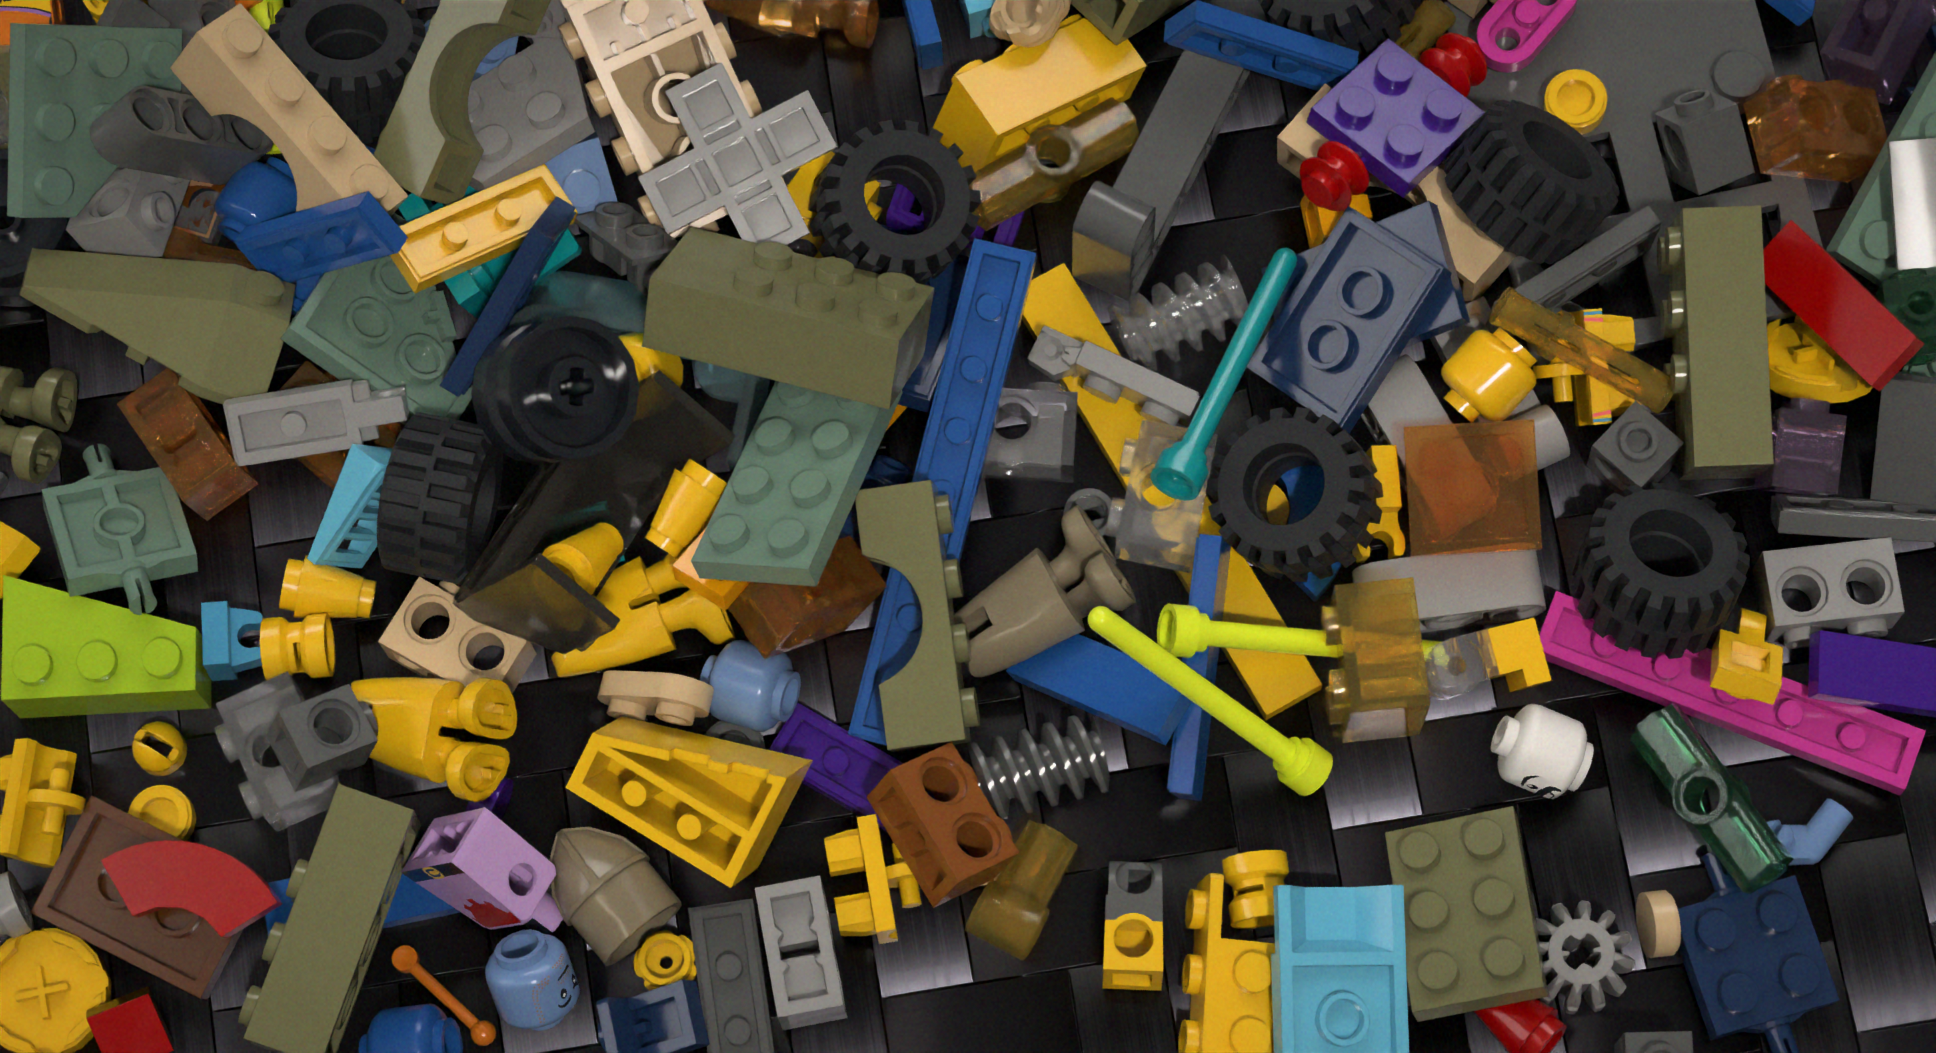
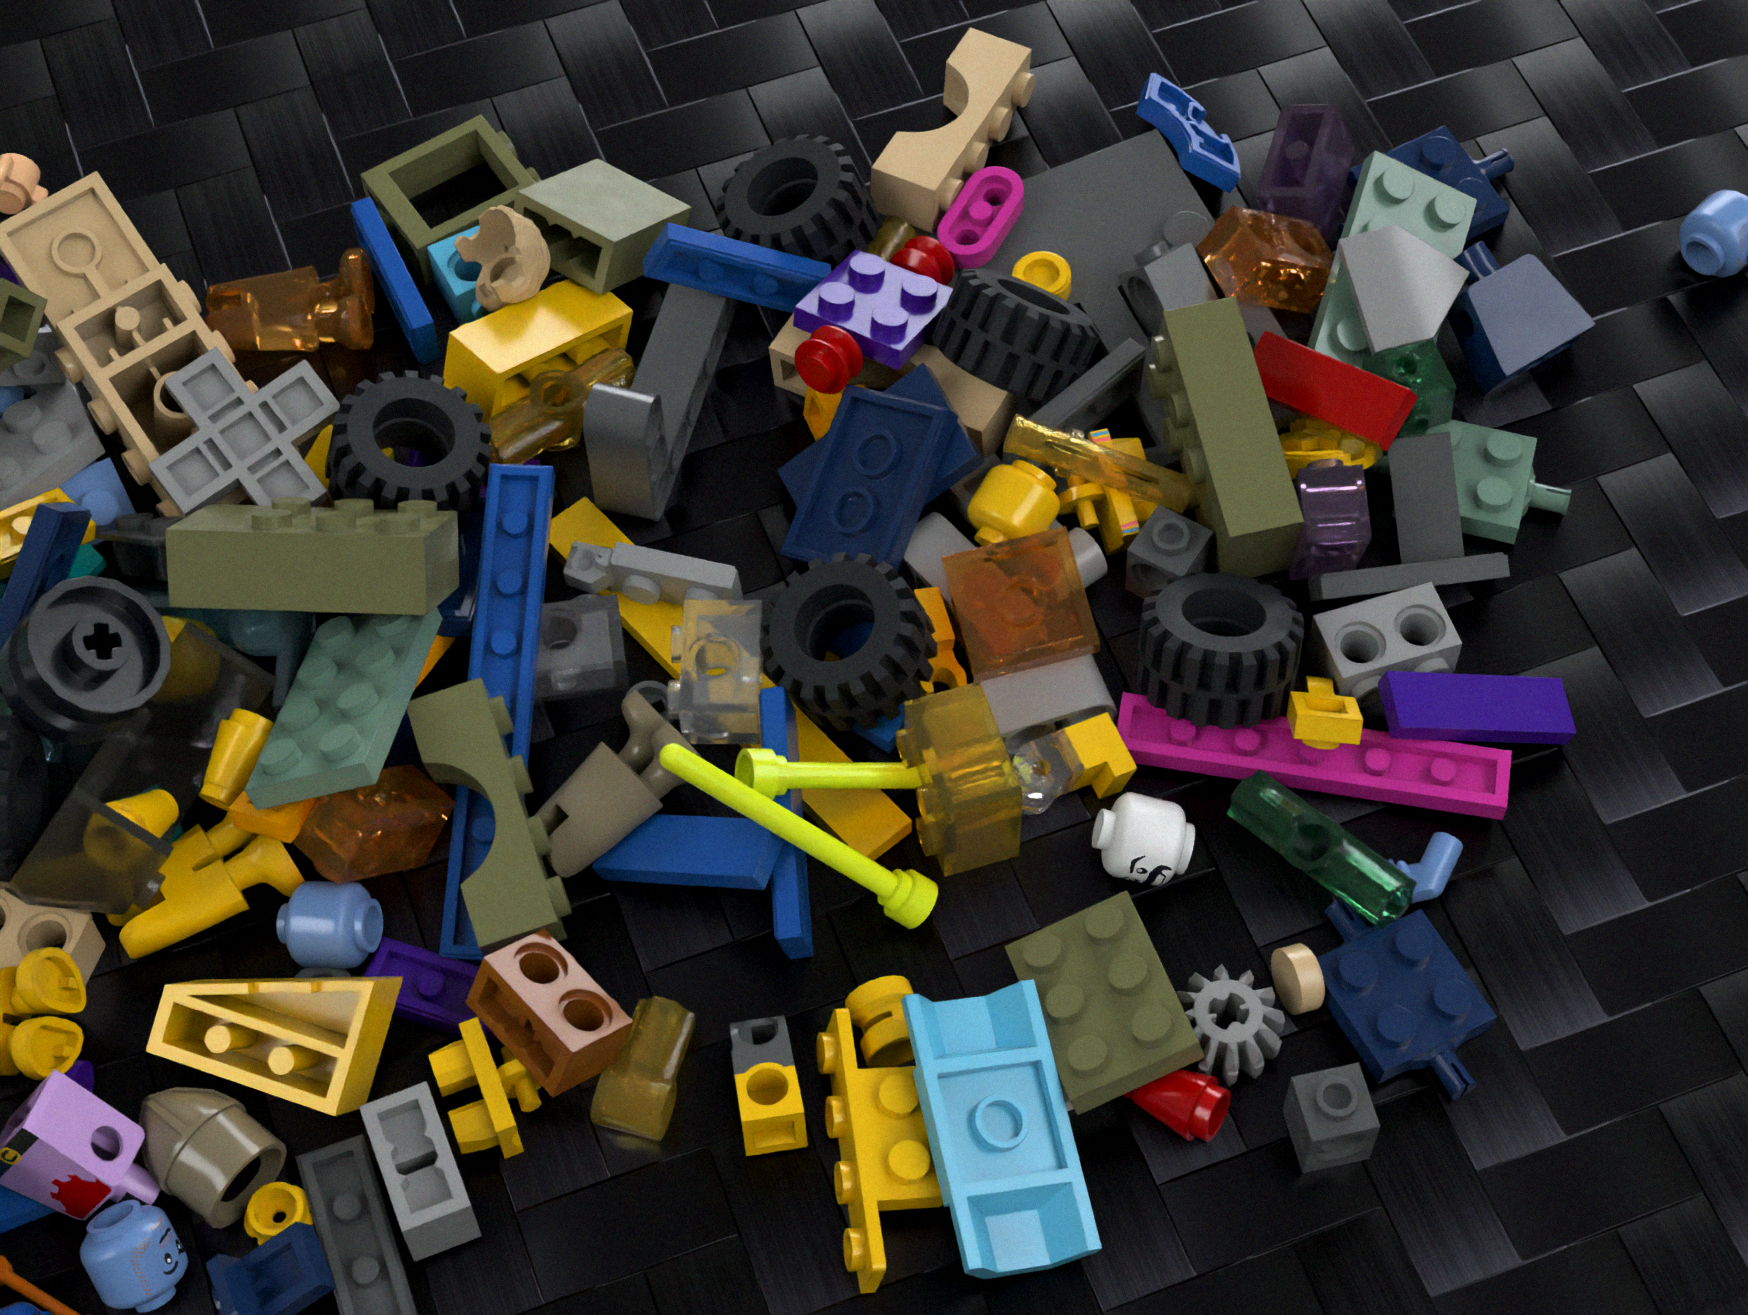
camera: 15 degrees left, 15 degrees down
(661, 694) = (232, 947): tan plate -> none
(1040, 766) = (643, 943): dark grey piece -> none
(1179, 314) = (708, 512): clear piece -> none
(1183, 467) = (732, 626): teal piece -> none

